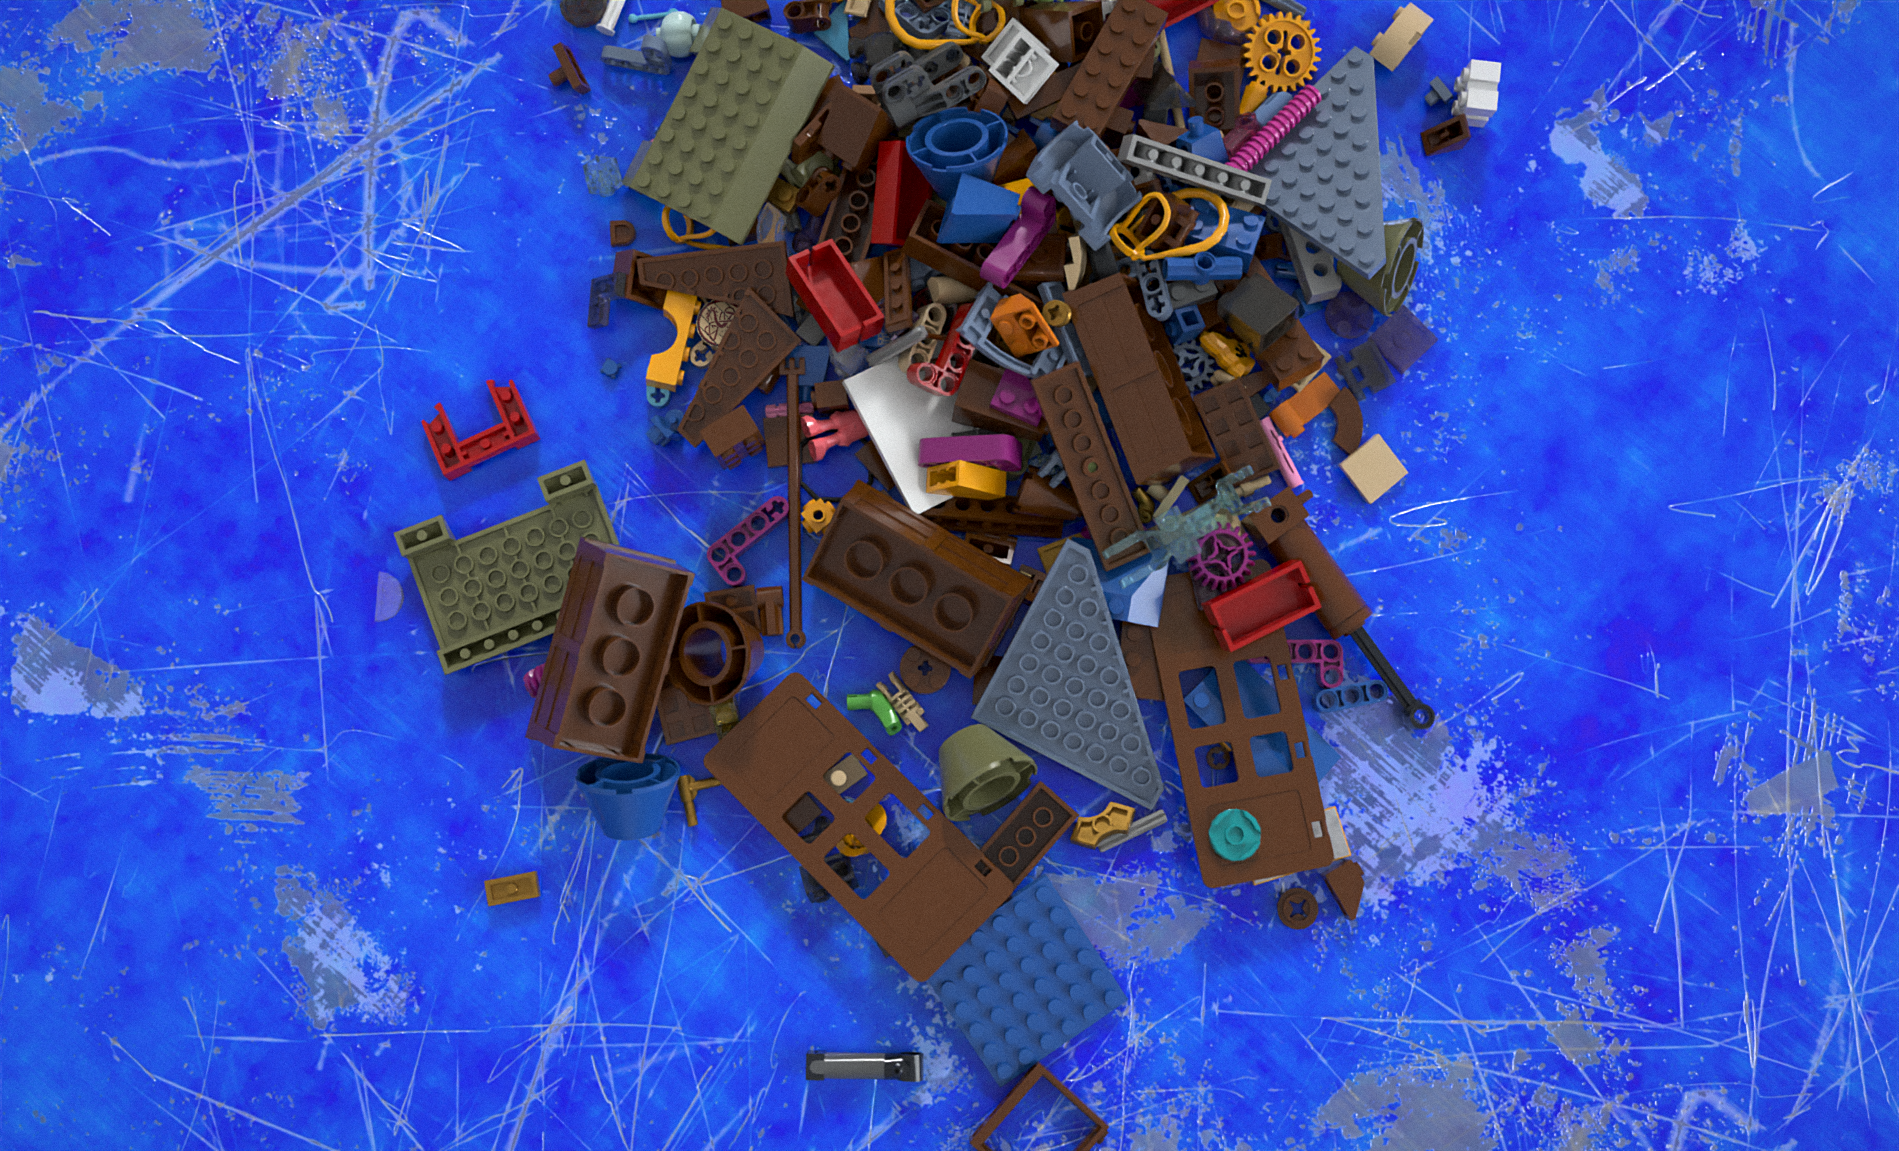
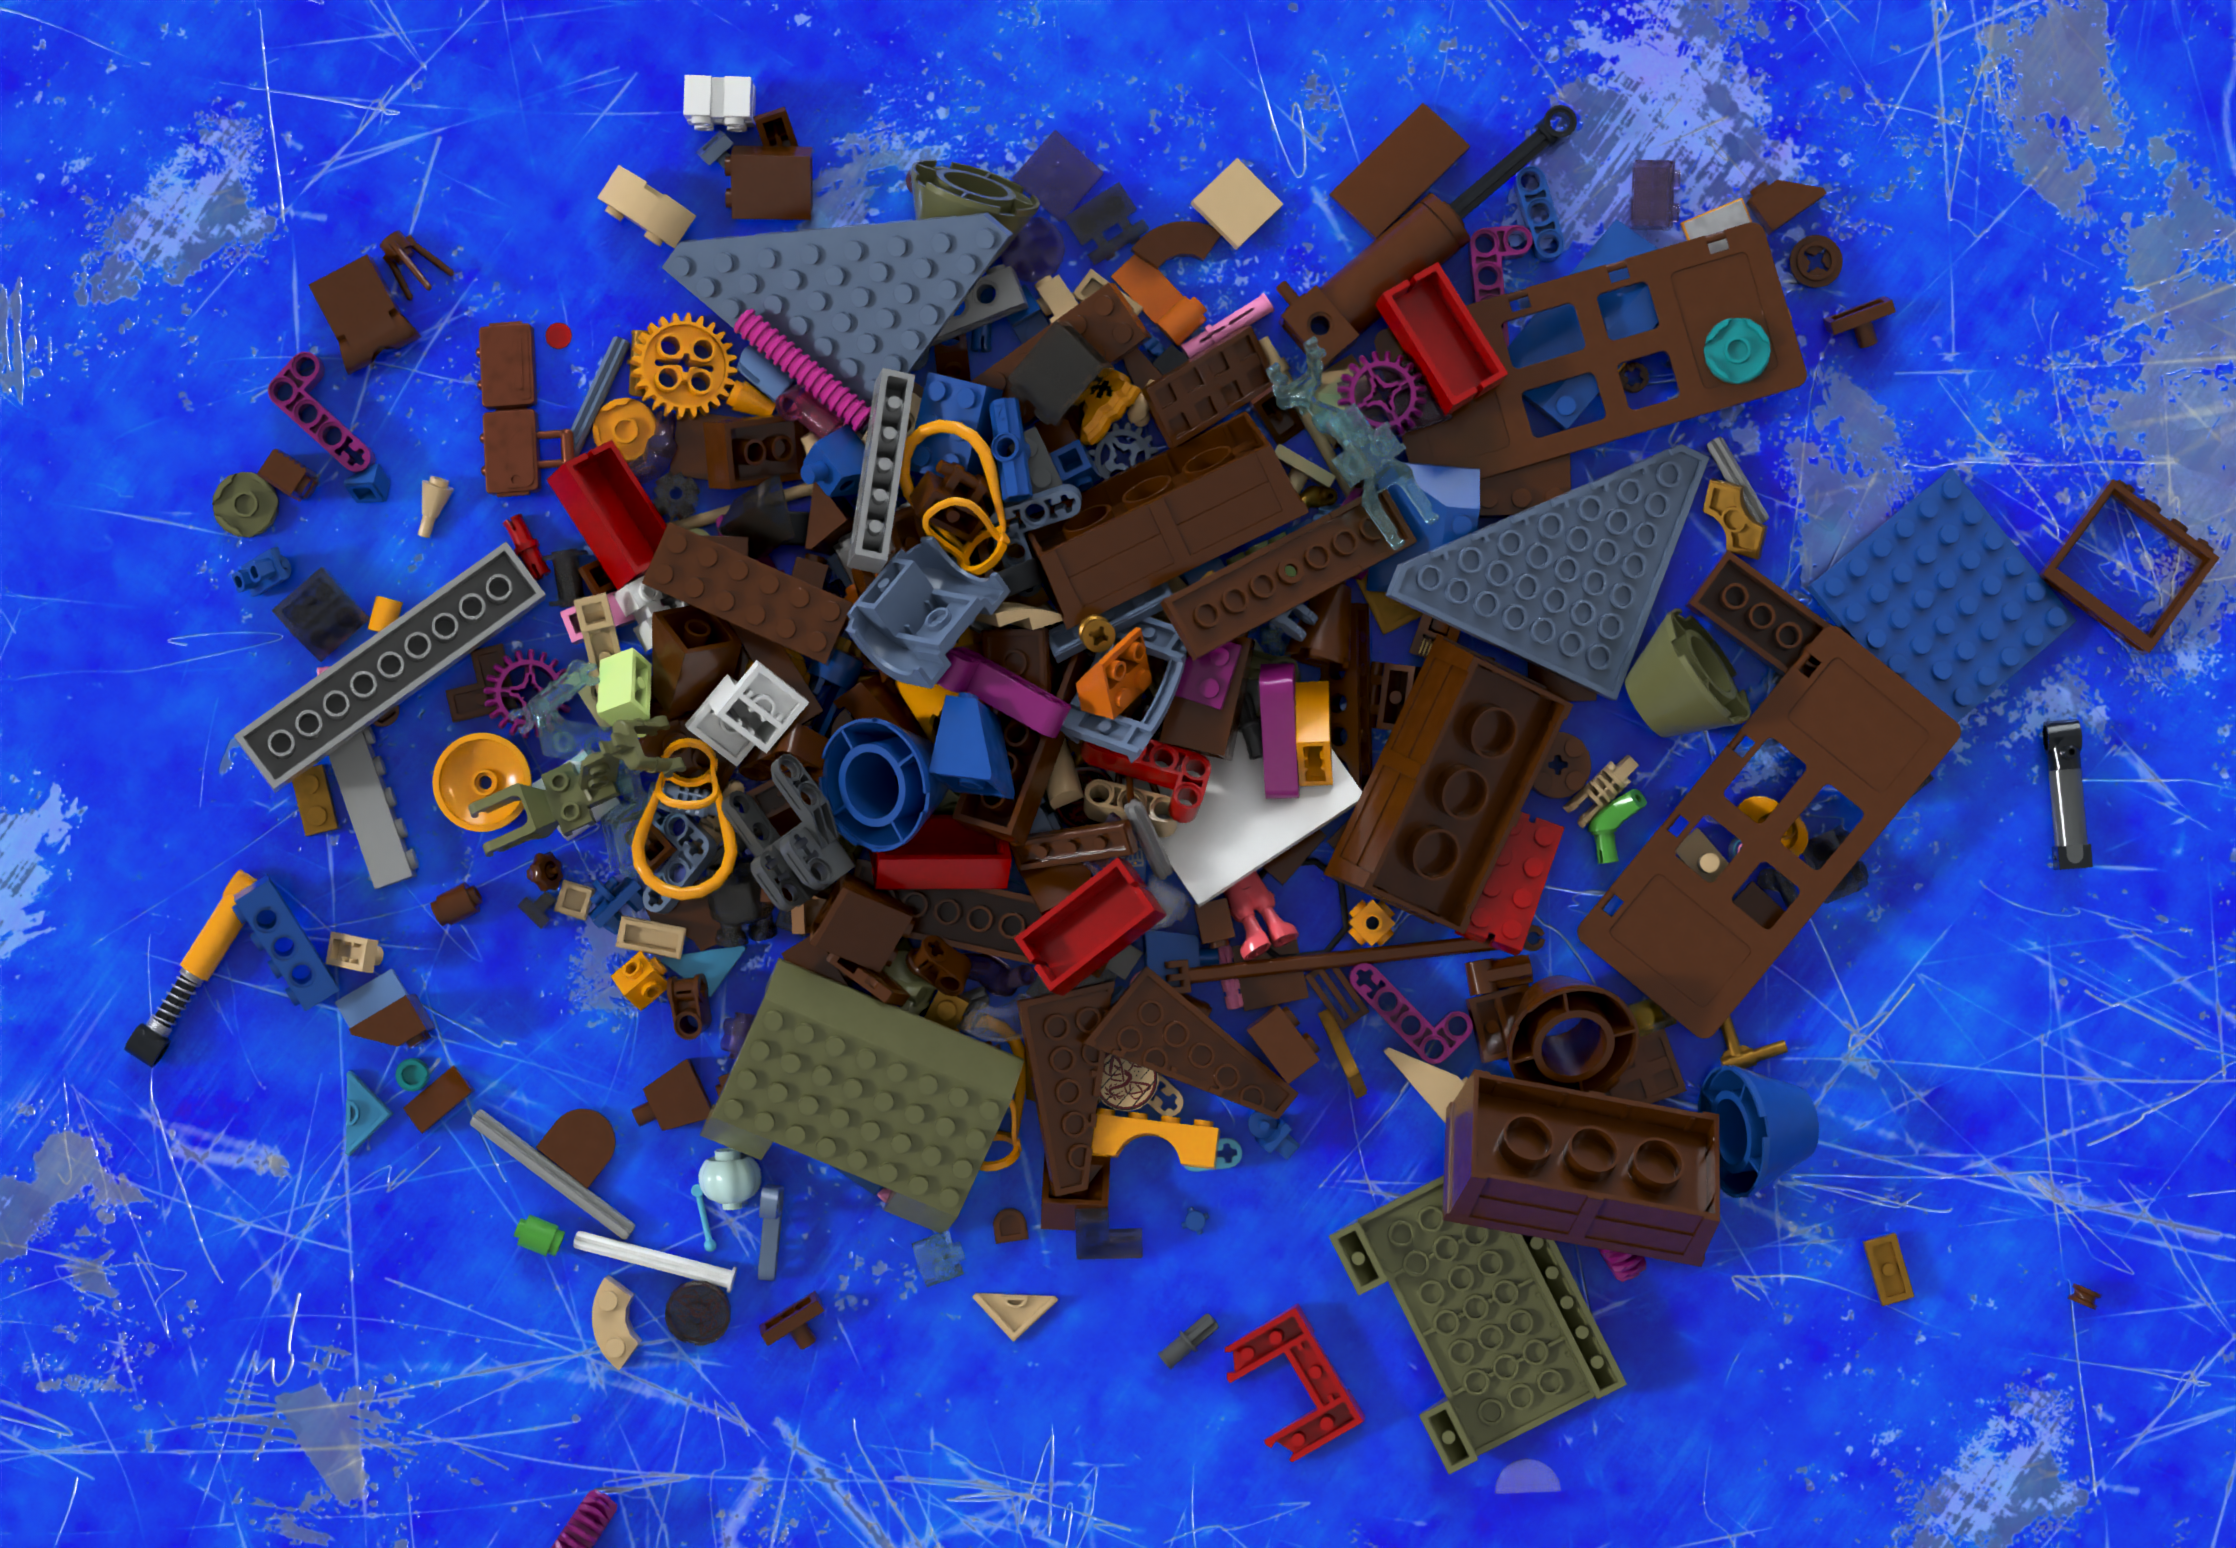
camera: 90 degrees left, 5 degrees up
(473, 1040) = (2084, 1296): none -> reddish brown bush
(521, 354) = (1188, 1340): none -> dark grey axle
(558, 230) = (1014, 1311): none -> tan tile
(693, 551) = (1431, 1082): none -> tan slope
(715, 489) = (1343, 1053): none -> pearl gold tile
(782, 470) = (1352, 1016): none -> reddish brown tile
(838, 626) = (1515, 885): none -> red piece
(1179, 43) = (672, 508): none -> clear smoke brick
(1249, 938) = (1860, 319): none -> reddish brown tile
(1315, 325) = (1054, 297): none -> tan brick
(1358, 785) = (1654, 195): none -> clear purple brick
(1390, 595) = (1399, 171): none -> reddish brown slope
(1413, 126) = (770, 182): none -> reddish brown brick

